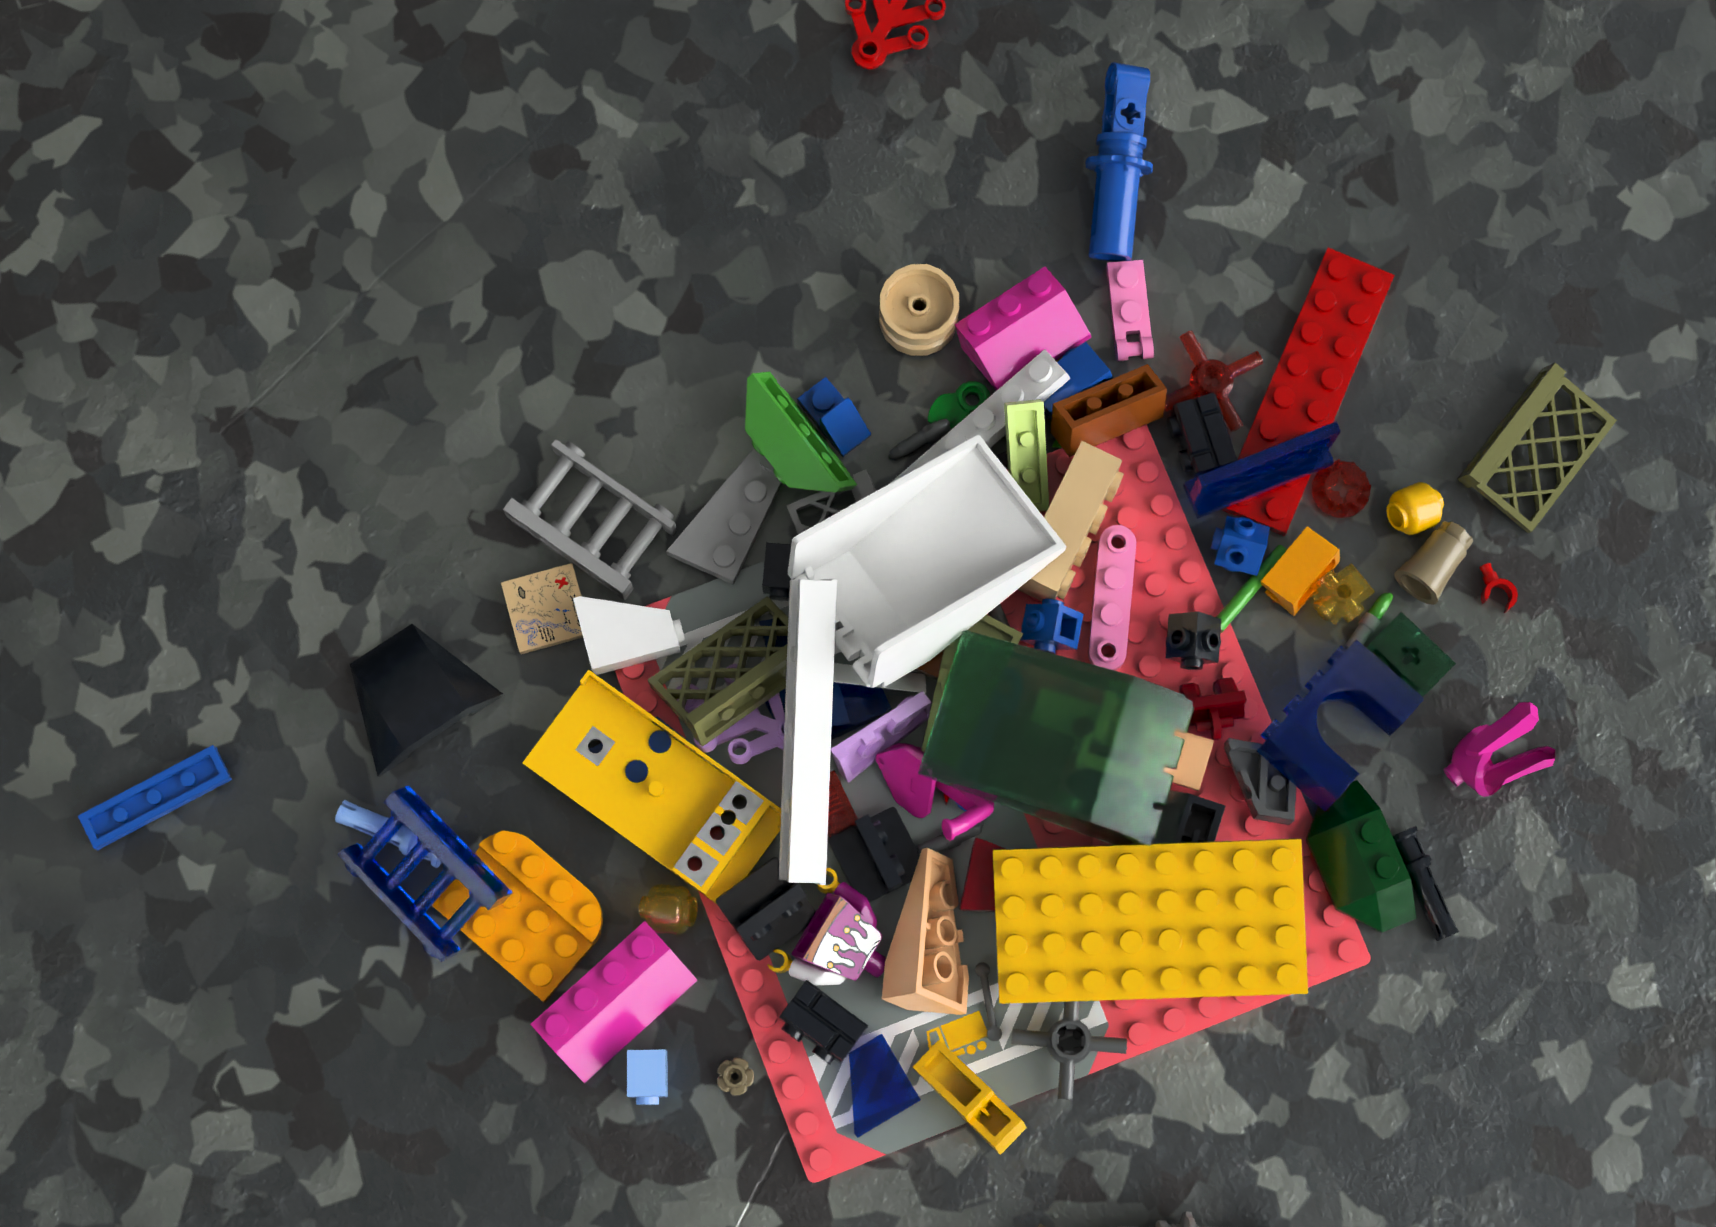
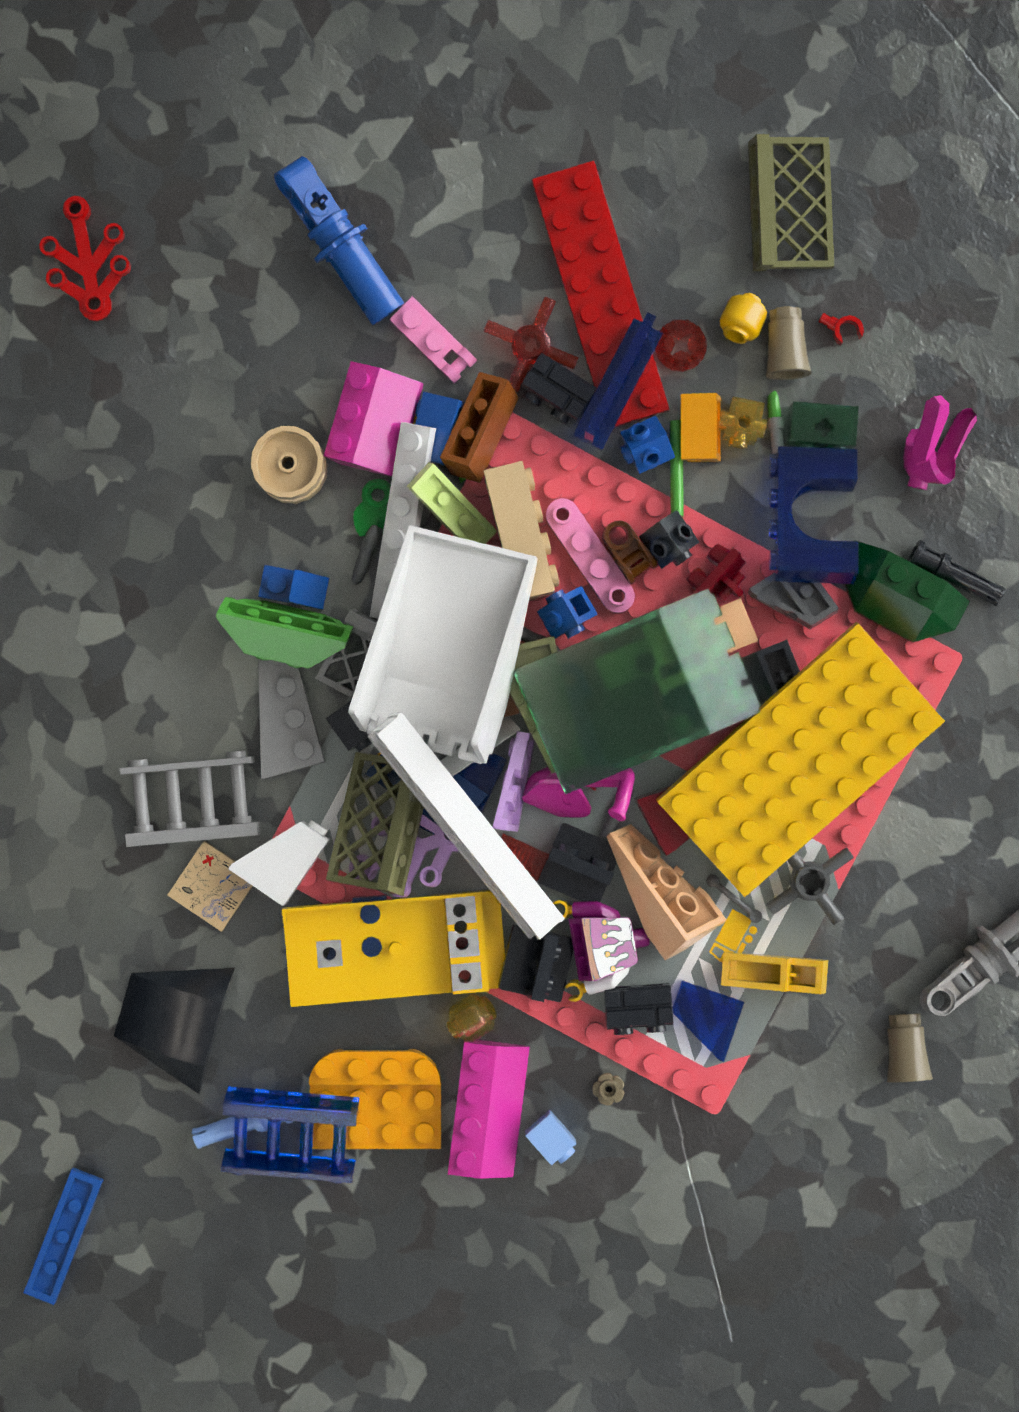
camera: 40 degrees left, 10 degrees up
(1149, 626) = (629, 552): none -> reddish brown piece

